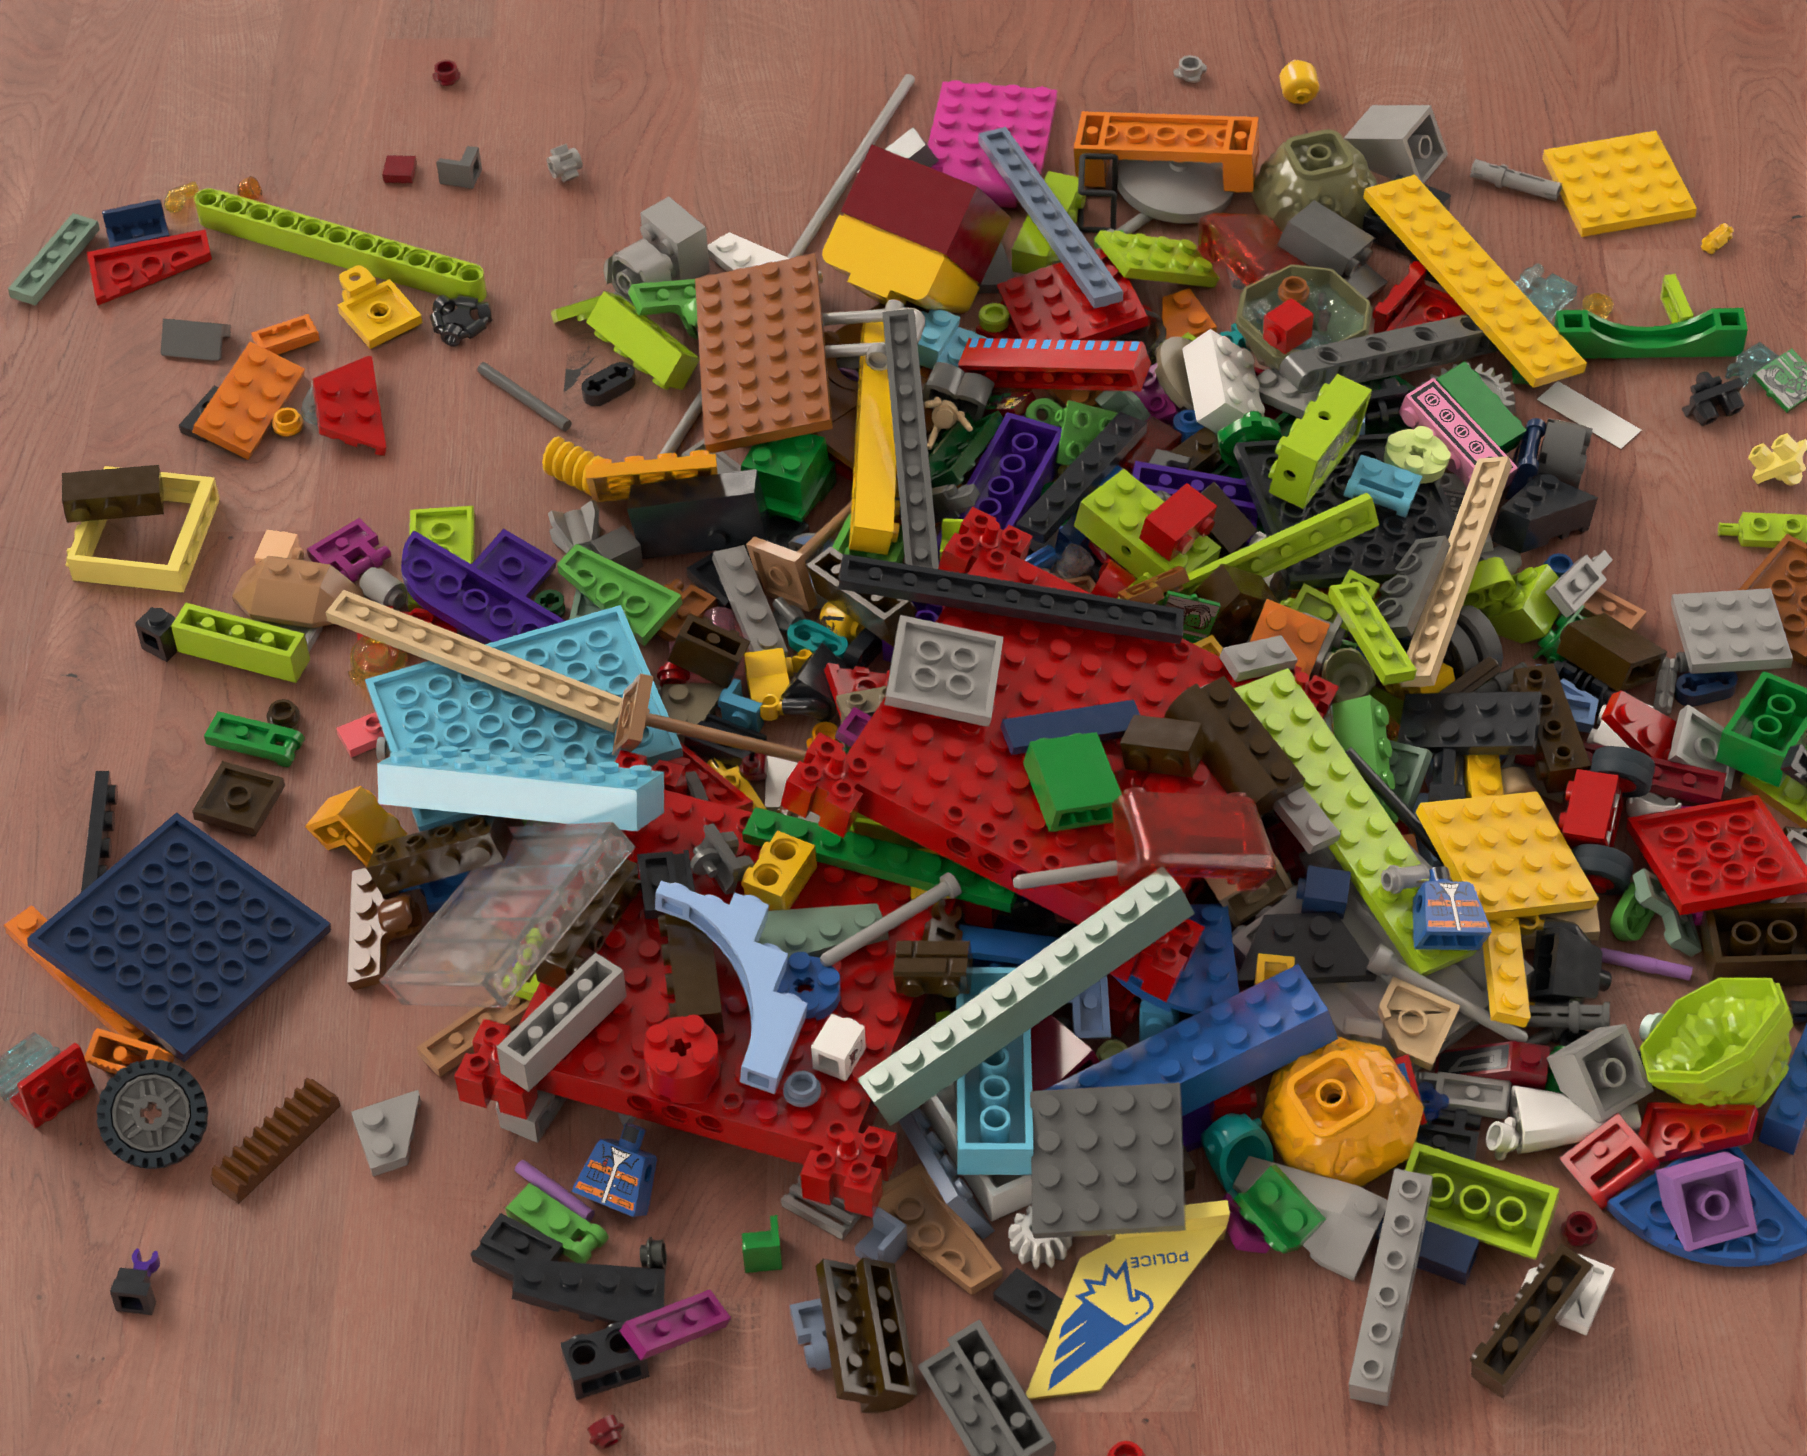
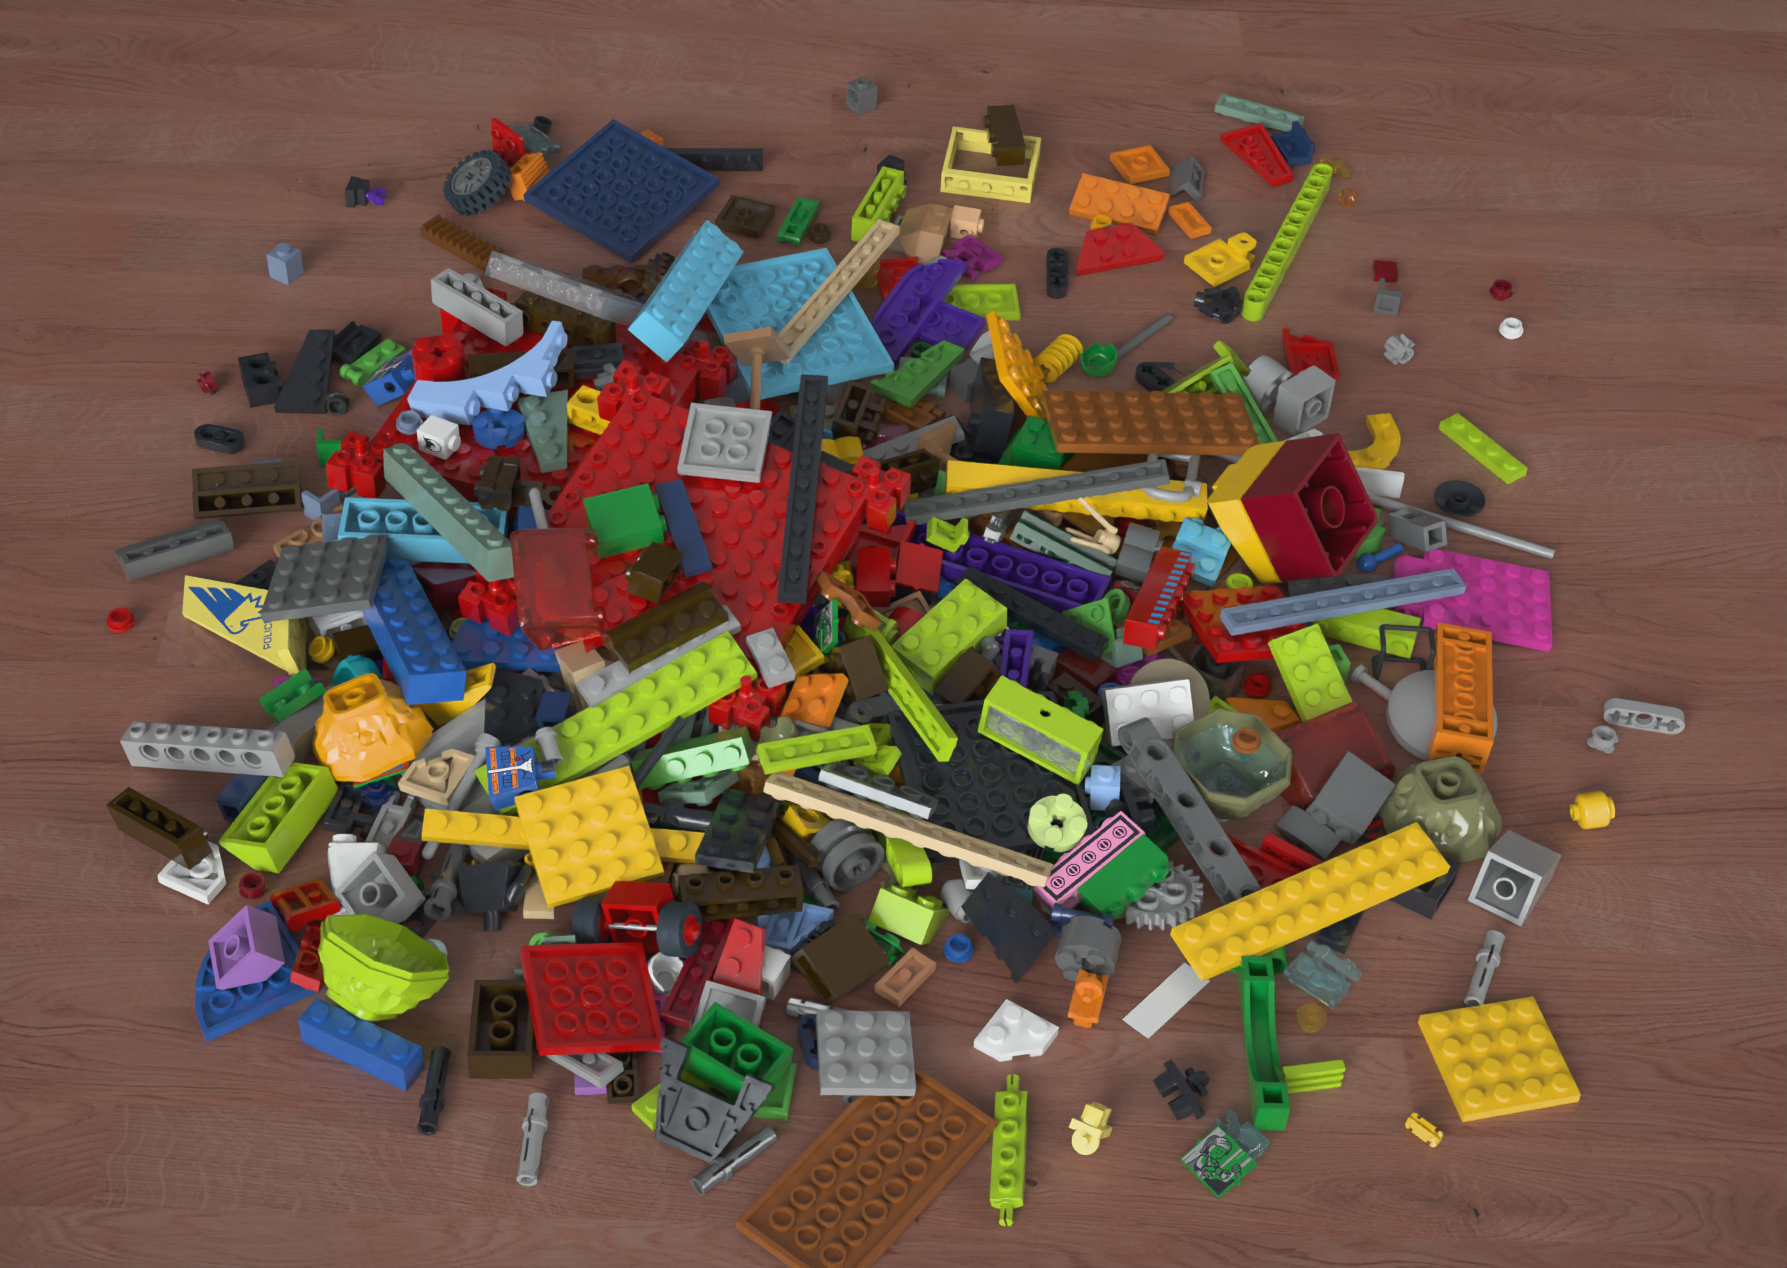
camera: 85 degrees right, 5 degrees down
(156, 380) = (1139, 164): none -> orange plate
(322, 1362) = (285, 263): none -> sand blue brick
(364, 477) = (1061, 267): none -> black beam
(519, 71) = (1511, 328): none -> white plate
(575, 243) = (1309, 351): none -> red wing
(581, 424) = (1099, 360): none -> green hair
(675, 1324) = (270, 402): magenta plate -> none
(732, 116) = (1483, 448): none -> lime plate
(734, 194) = (1385, 445): none -> yellow plate
(736, 1397) = (219, 438): none -> black plate
(797, 204) = (1381, 482): none -> white panel
(830, 136) = (1459, 498): none -> black dish
(948, 887) = (539, 457): light grey bar -> none
(1157, 35) = (1664, 713): none -> light grey beam
(1178, 522) = (938, 631): red brick -> none
(1288, 326) = (1193, 728): red brick -> none
(1362, 1029) = (435, 739): light grey plate -> none
(1384, 483) = (1019, 795): medium azure plate -> none
(1579, 583) = (921, 942): light grey hinge -> none
(1614, 461) = (1087, 998): none -> orange hips
(1646, 964) = (510, 954): medium lavender piece -> none
(1660, 528) = (1015, 1033): none -> white plate

